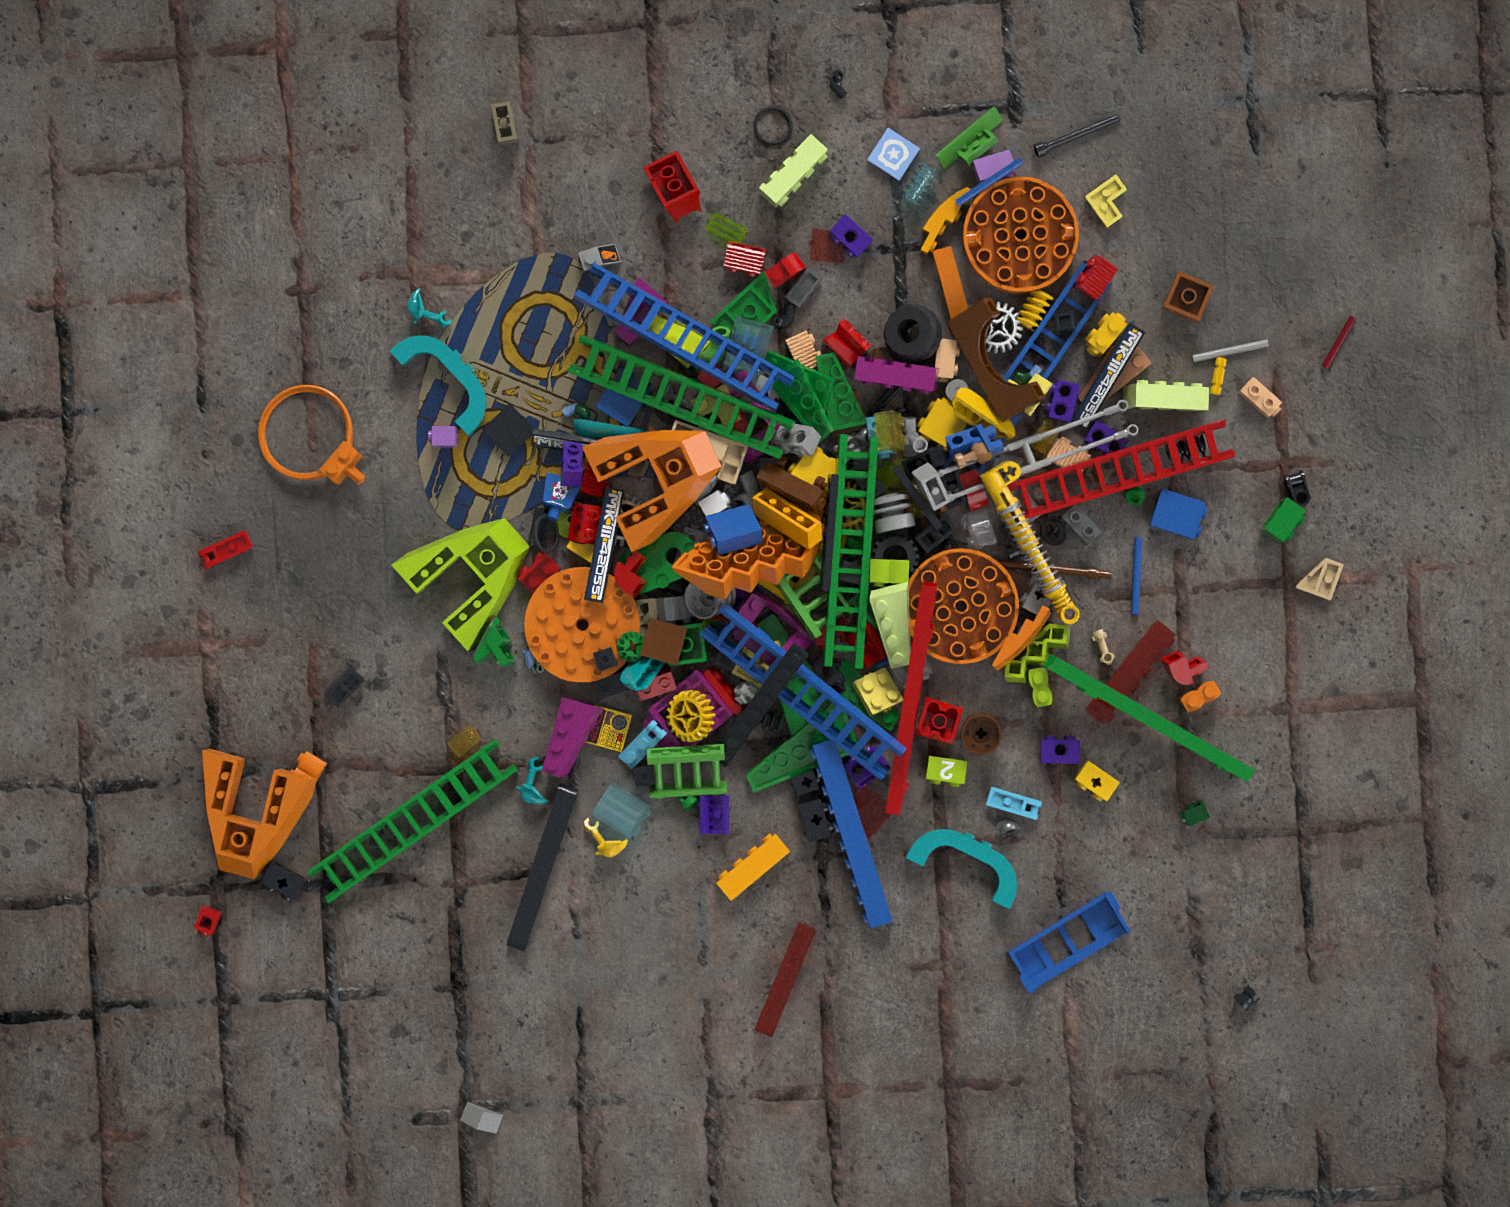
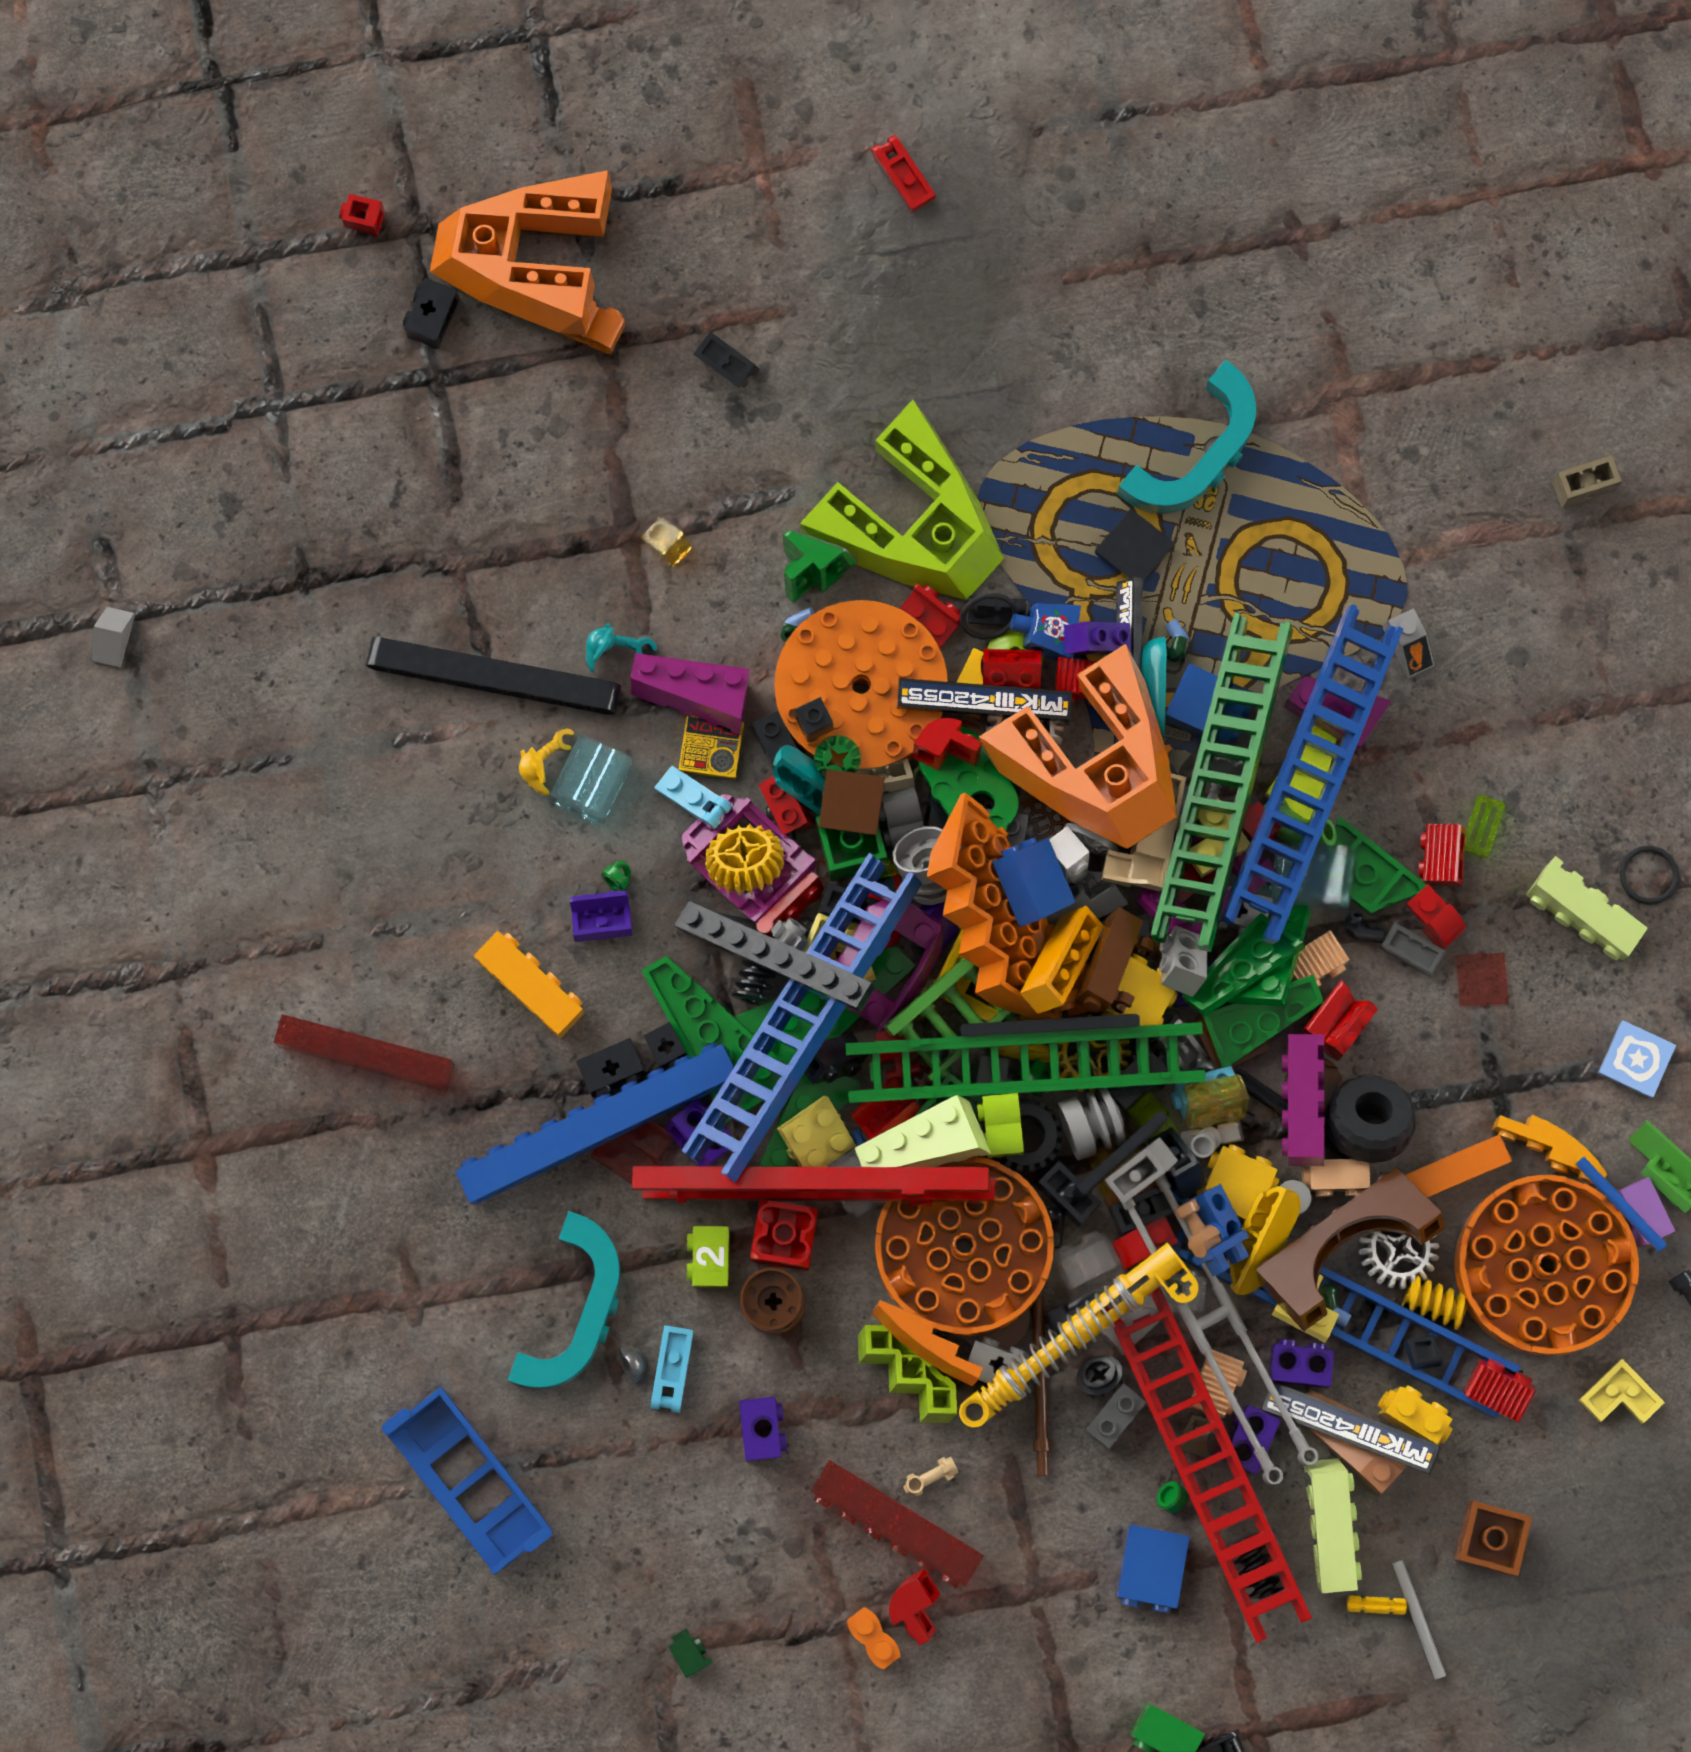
camera: 80 degrees right, 10 degrees down
(340, 463) = (1055, 316): orange brick -> none
(404, 808) = (574, 486): green ladder -> none
(416, 310) = (1291, 392): teal piece -> none
(443, 436) = (1111, 452): medium lavender brick -> none
(644, 775) = (647, 806): black brick -> none
(674, 185) = (1534, 735): red piece -> none
(685, 754) = (686, 860): bright green fence -> none
(844, 226) = (1516, 998): dark purple brick -> none
(919, 184) = (1598, 1102): clear light blue piece -> none
(1040, 692) = (864, 1381): lime brick -> none
(1045, 443) = (1233, 1346): clear yellow bracket -> none
(1097, 689) = (865, 1465): green ladder -> none
(1107, 783) = (736, 1481): yellow brick -> none
(1136, 575) = (1047, 1516): blue bar -> none
(1260, 398) = (1353, 1676): light nougat brick -> none

